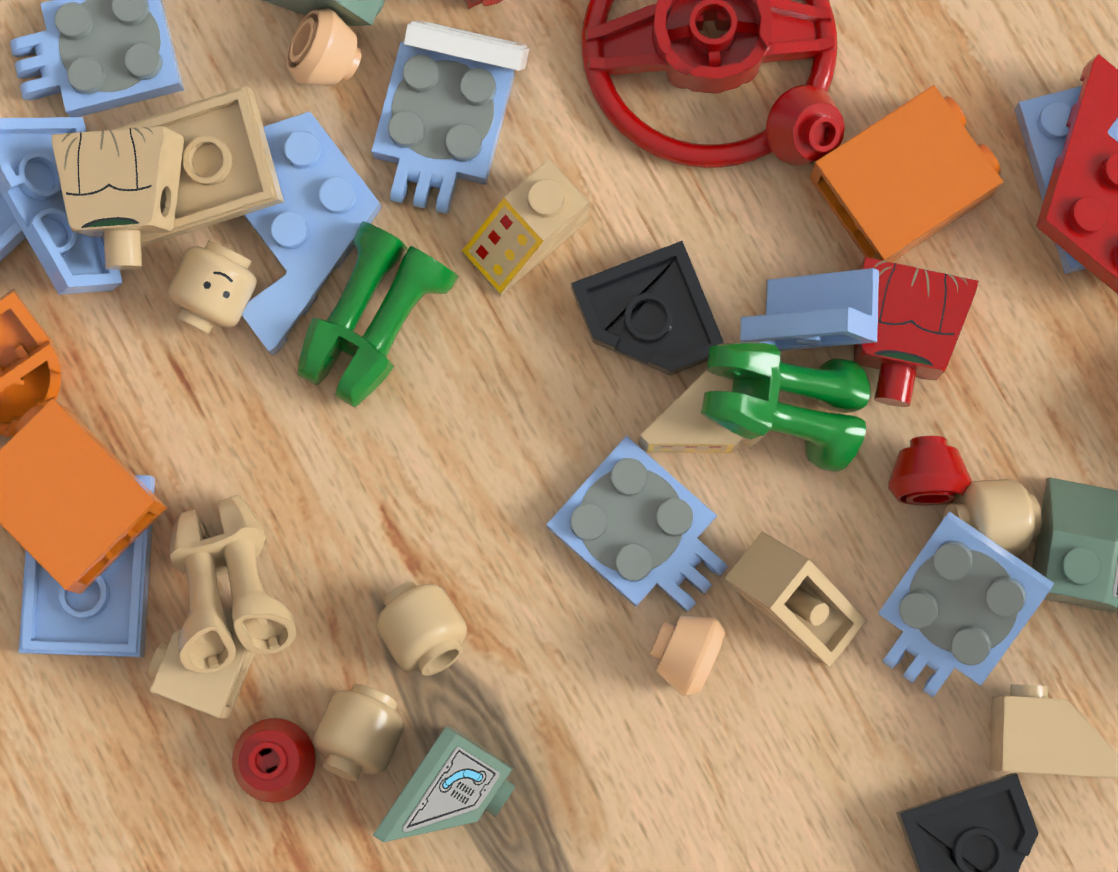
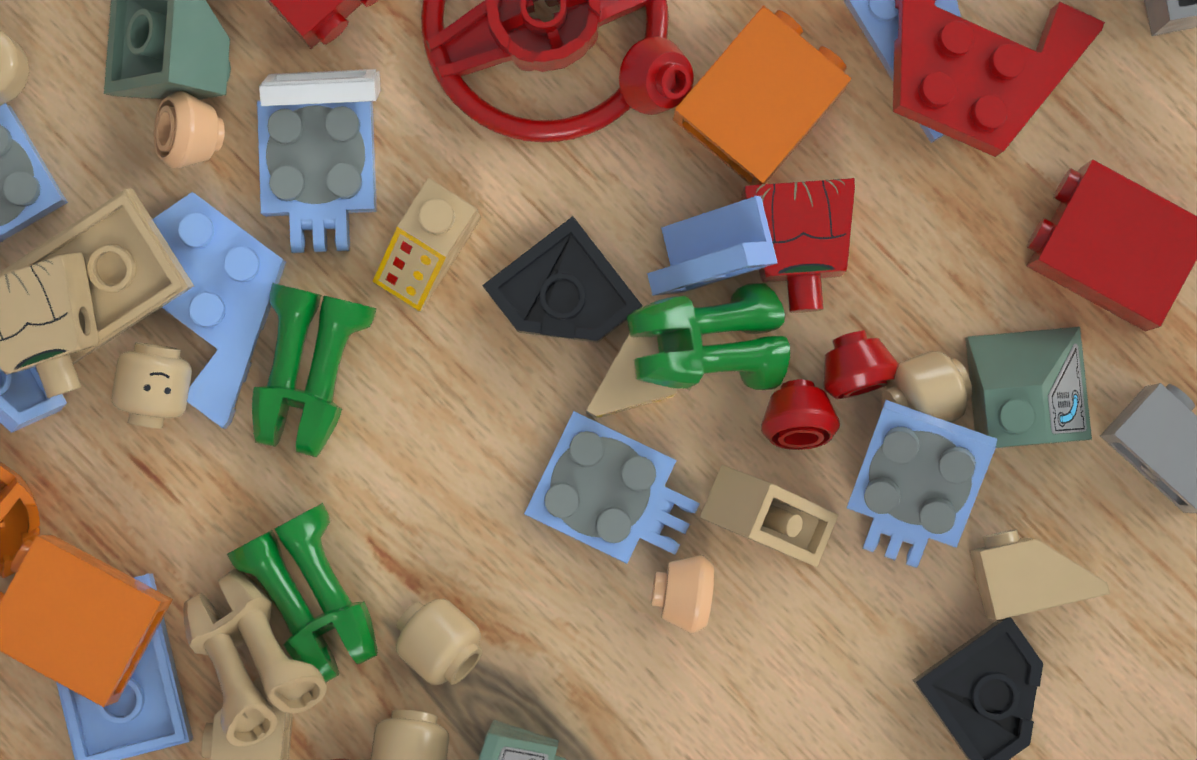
camera: 20 degrees left, 5 degrees up
(315, 483) = (303, 541): none -> green piece
(855, 507) = (799, 417): none -> red cone

